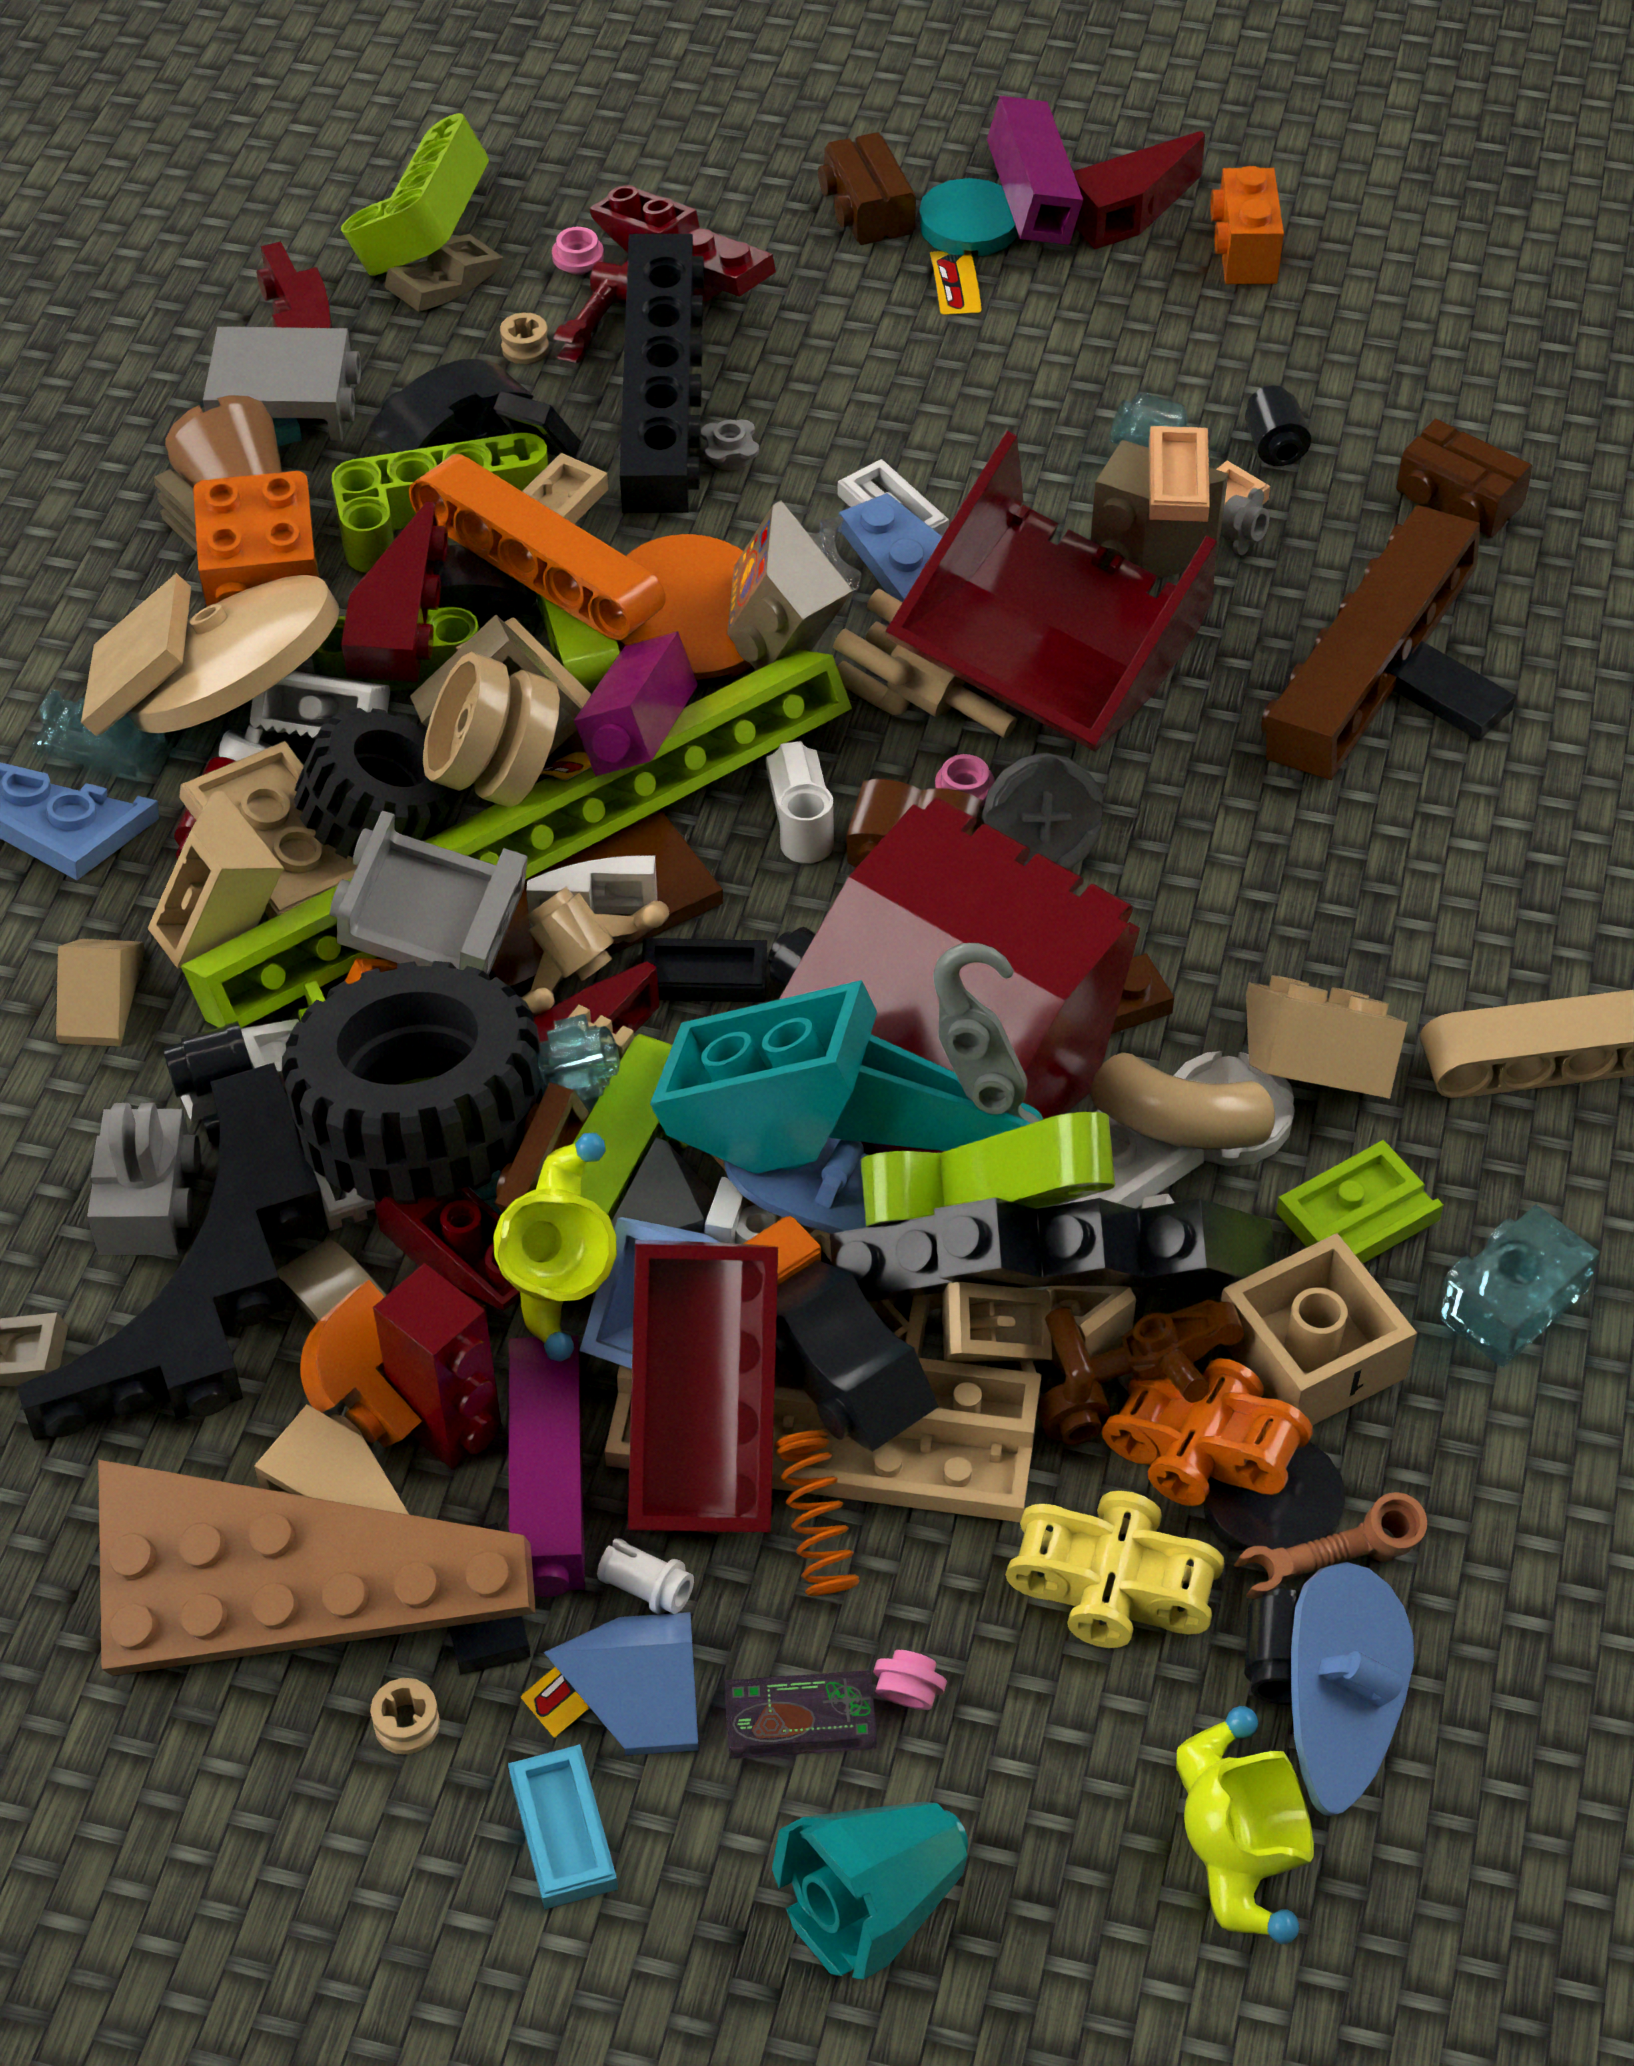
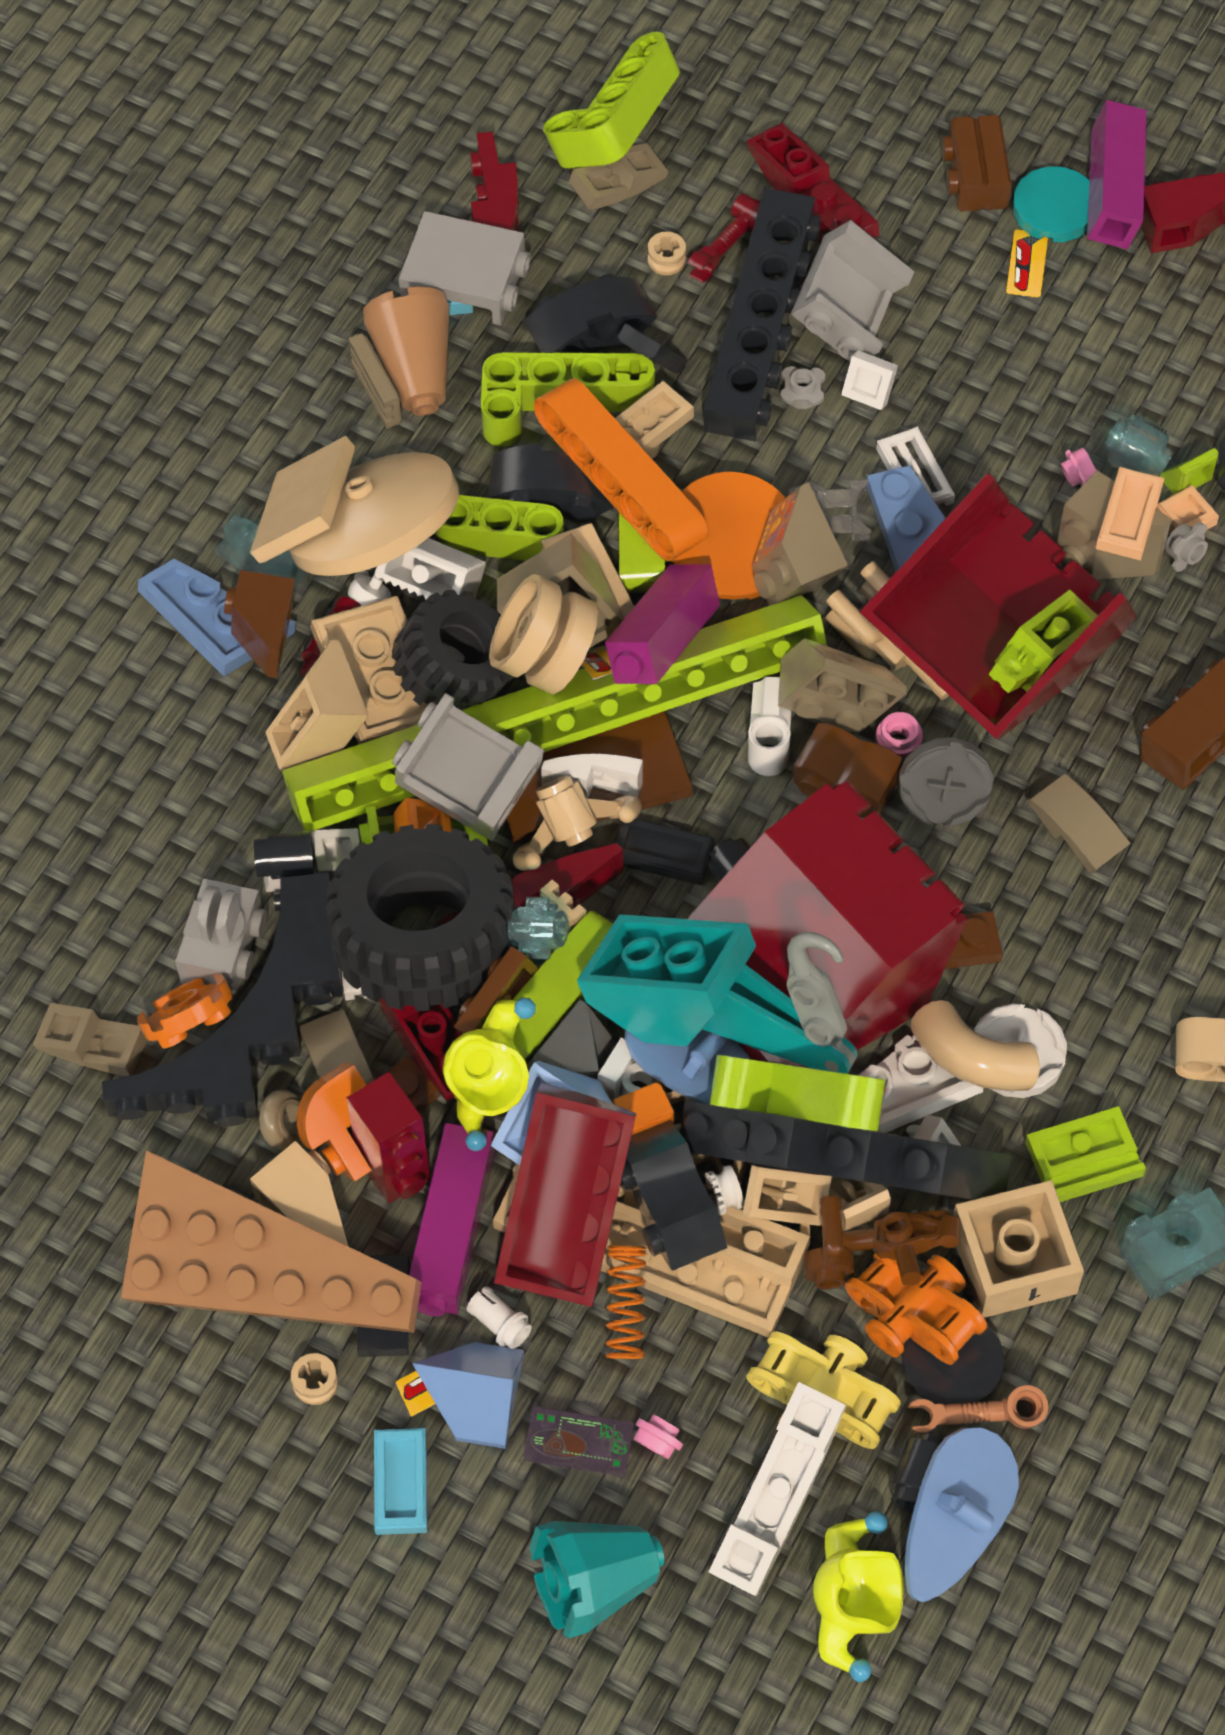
camera: 15 degrees right, 10 degrees up
(96, 990) = (220, 770): tan slope -> none
(111, 794) = (261, 616): none -> reddish brown slope
(113, 1271) = (185, 1009): none -> orange plate
(252, 532) = (413, 407): orange bracket -> none
(276, 1387) = (279, 1119): none -> dark tan piece
(390, 606) = (496, 504): dark red slope -> none
(577, 250) = (729, 177): bright pink plate -> none
(761, 328) = (850, 290): none -> light grey panel
(809, 419) = (869, 380): none -> white tile
(874, 732) = (836, 686): none -> dark tan slope
(917, 1329) = (725, 1189): none -> white bush
(1085, 464) = (1077, 467): none -> bright pink plate
(1097, 1707) = (779, 1489): none -> white slope
(1114, 633) = (1041, 642): none -> lime hinge
(1230, 441) = (1191, 472): none -> lime slope
(1230, 838) = (1080, 820): none -> dark tan slope
(1321, 1039) = (1098, 1013): tan slope -> none

